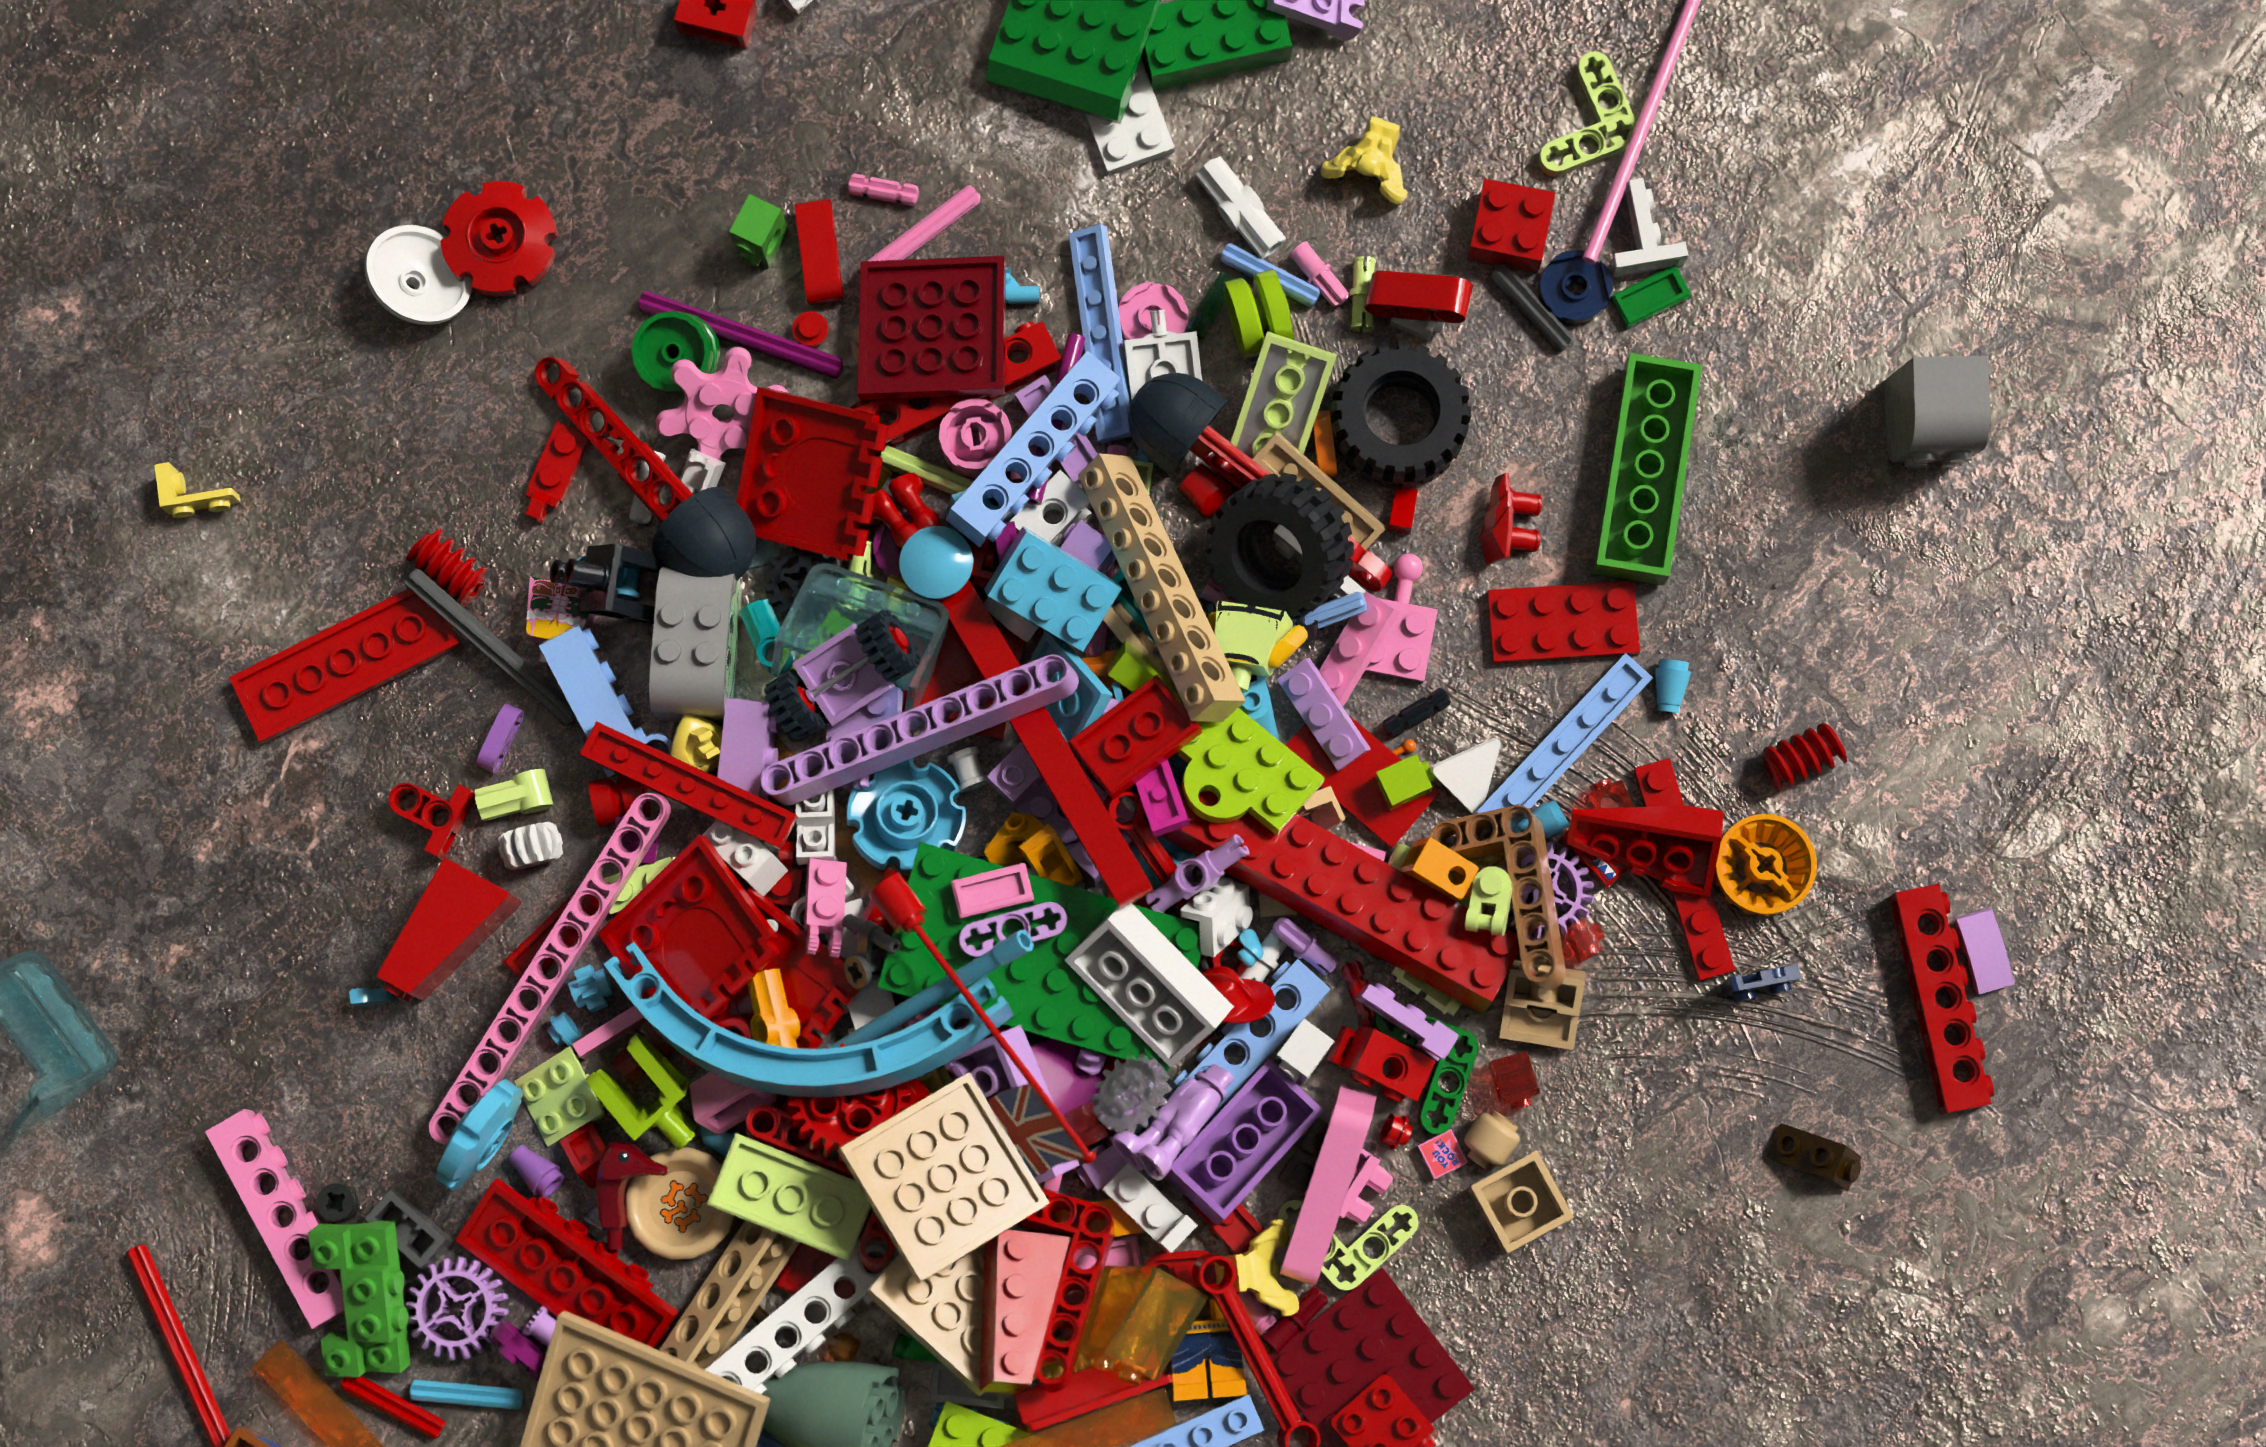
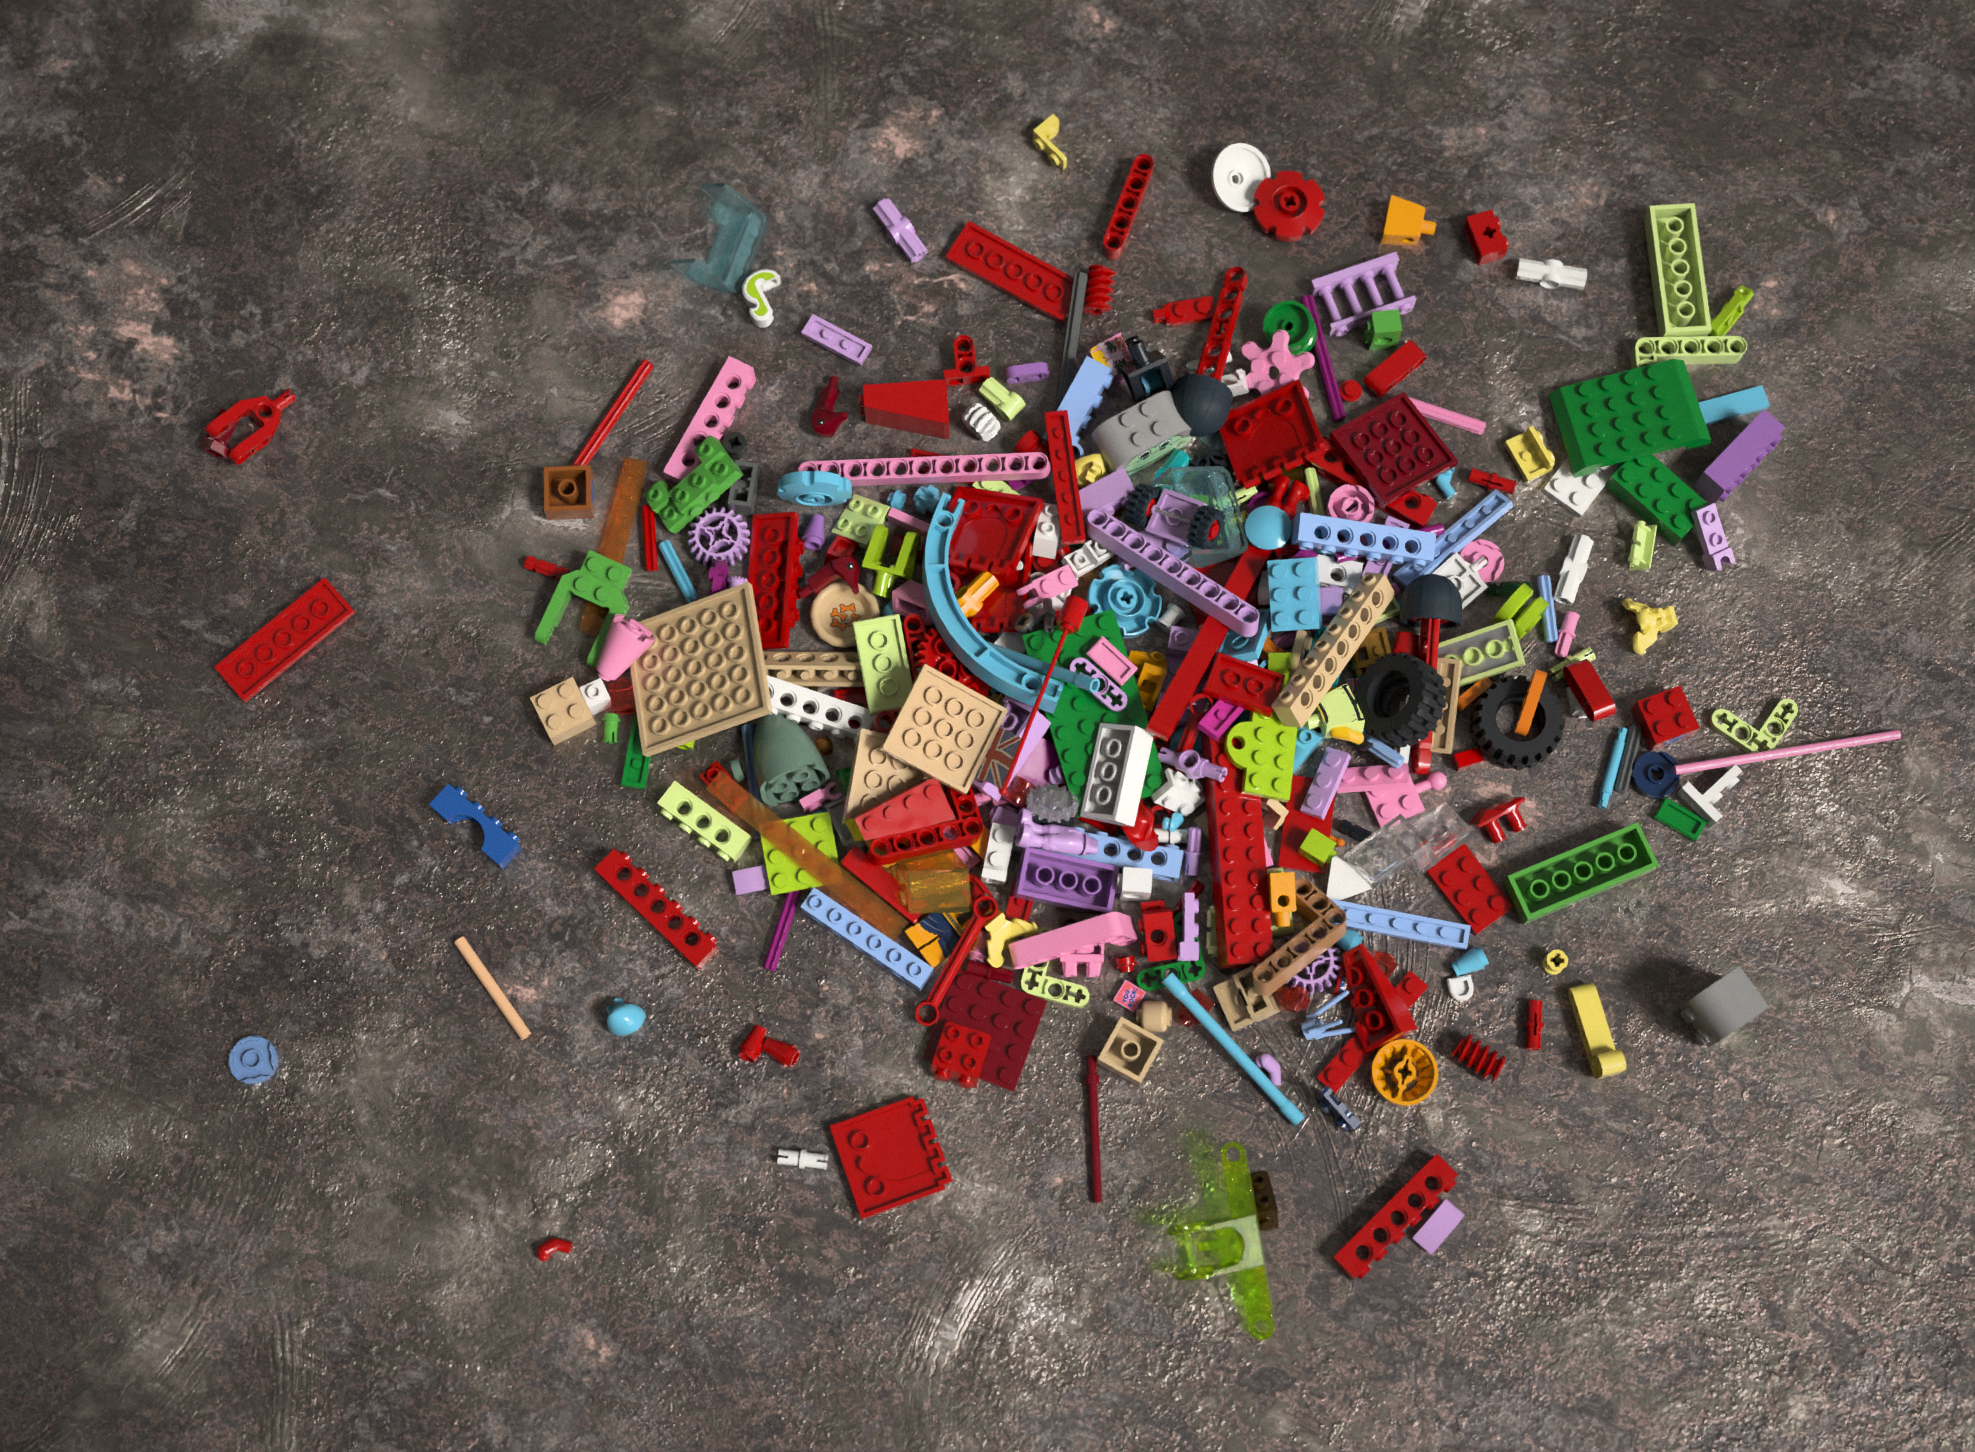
camera: 55 degrees right, 5 degrees down
(141, 1041) = (753, 295): none -> white animal
(178, 779) = (900, 230): none -> lavender piece
(279, 966) = (836, 340): none -> lavender plate
(343, 438) = (1127, 216): none -> red beam
(364, 997) = (847, 391): medium azure tile -> none
(382, 1057) = (823, 419): none -> dark red animal
(626, 103) = (1405, 223): none -> light orange torso
(662, 201) = (1362, 272): none -> lavender fence
(883, 189) = (1451, 381): bright pink axle -> none
(915, 1409) = (814, 801): none -> bright pink plate
(1051, 157) = (1530, 454): none -> light yellow bracket
(1054, 230) = (1492, 481): none -> red pin
(1188, 530) = (1375, 646): none -> pearl gold plate
(1267, 100) = (1642, 547): none -> yellowish green hinge
(1393, 382) = (1530, 702): none -> orange beam
(1476, 662) = (1409, 845): none -> clear bracket
(1487, 1087) = (1286, 1107): none -> medium azure piece
(1490, 888) = (1289, 924): yellowish green plate -> none
(1524, 1276) = (1092, 1079): none -> dark red bar
(1531, 335) = (1612, 768): none -> medium azure piece
(1634, 939) = (1316, 1028): none -> light blue plant
(1650, 1028) = (1272, 1066): none -> lavender arm
(1695, 719) = (1460, 988): none -> white tile
(1733, 568) = (1560, 958): none -> light yellow bush
(1802, 658) = (1534, 1025): none -> red pin
(1854, 1225) = (1237, 1243): none -> clear neon green piece
(1861, 589) = (1595, 1033): none -> light yellow beam

